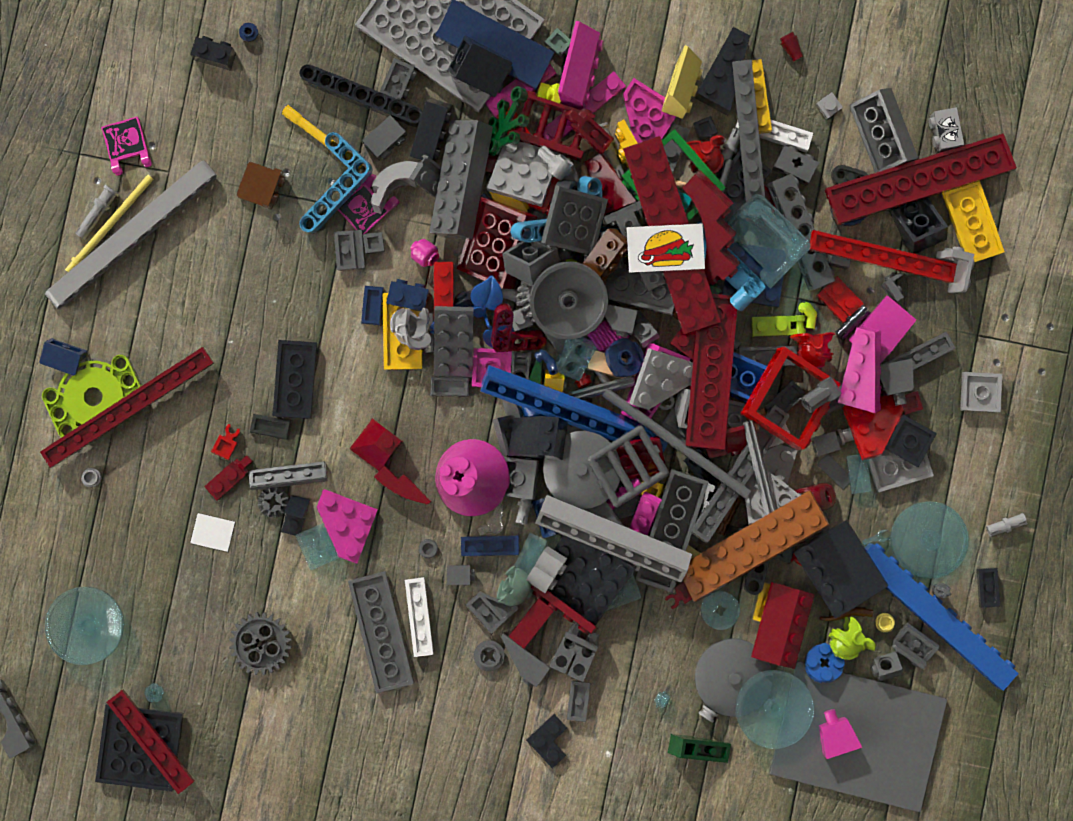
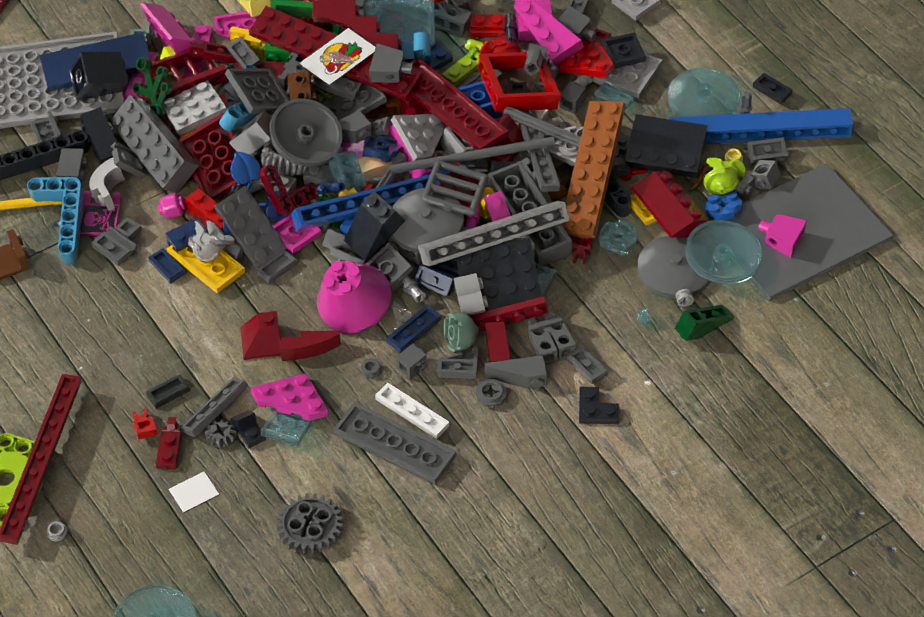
camera: 40 degrees left, 35 degrees down
(294, 379) = (155, 347): black plate -> none
(530, 553) = (445, 304): clear light blue plate -> none
(558, 165) = (214, 79): light grey axle -> none
(606, 158) = (243, 53): none -> dark grey plate
(658, 251) = (336, 57): none -> clear animal
(693, 298) = (388, 65): none -> dark grey torso
(861, 662) = (745, 187): none -> dark grey plate
(1006, 525) = (740, 50): light grey pin -> none

